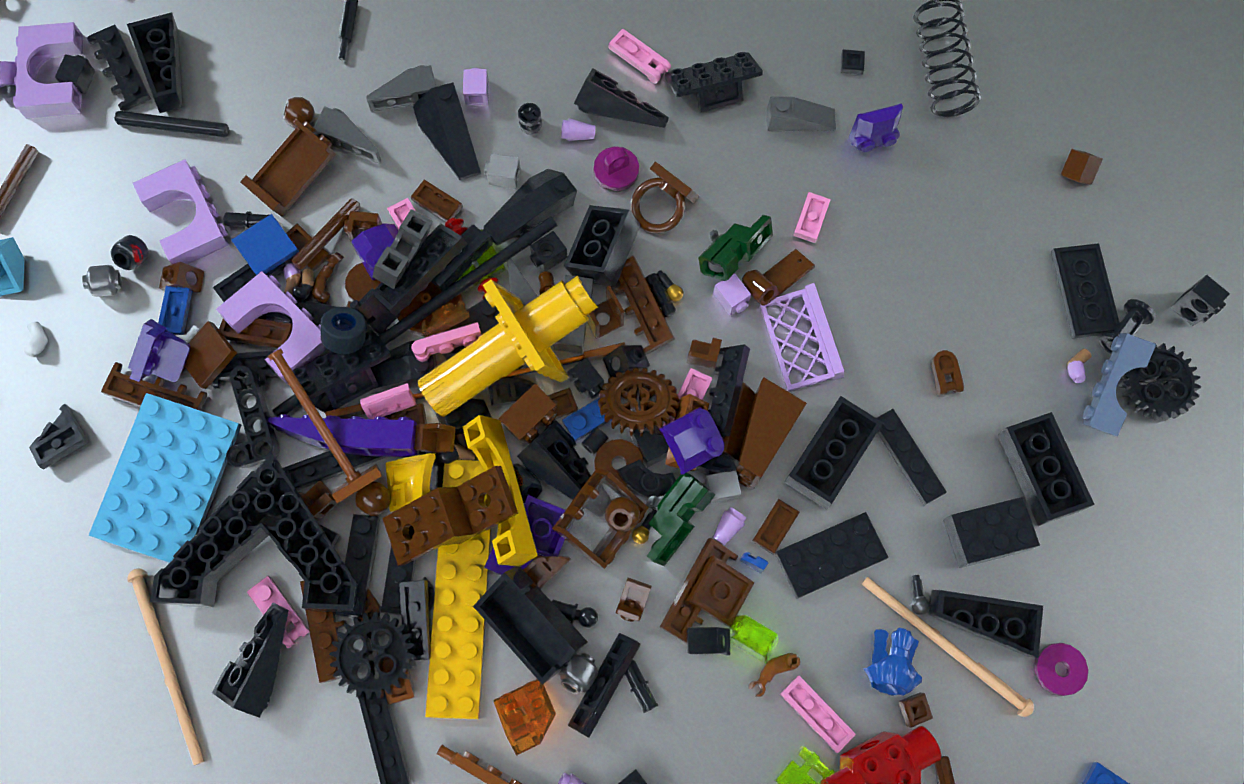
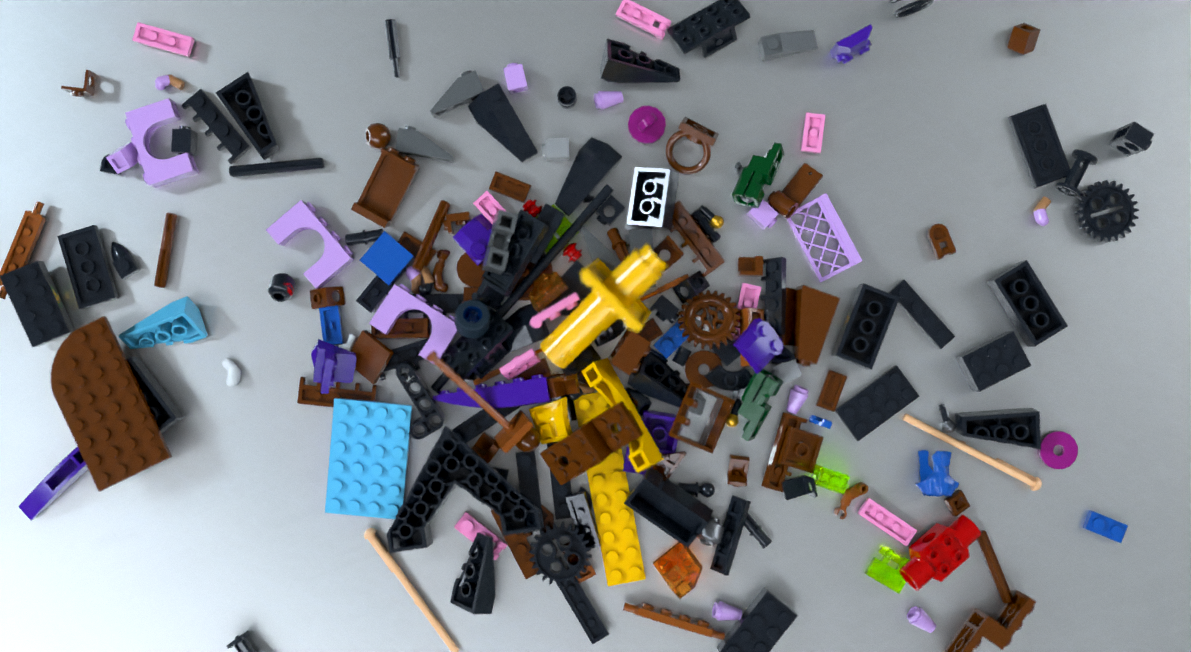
camera: 10 degrees left, 15 degrees up
(58, 439) = (277, 445): black wing -> none
(74, 9) = (163, 81): none -> arm
(102, 280) = (267, 314): flat silver head -> none
(622, 514) = (717, 412): reddish brown piece -> none
(1127, 354) = (1080, 201): sand blue arch -> none

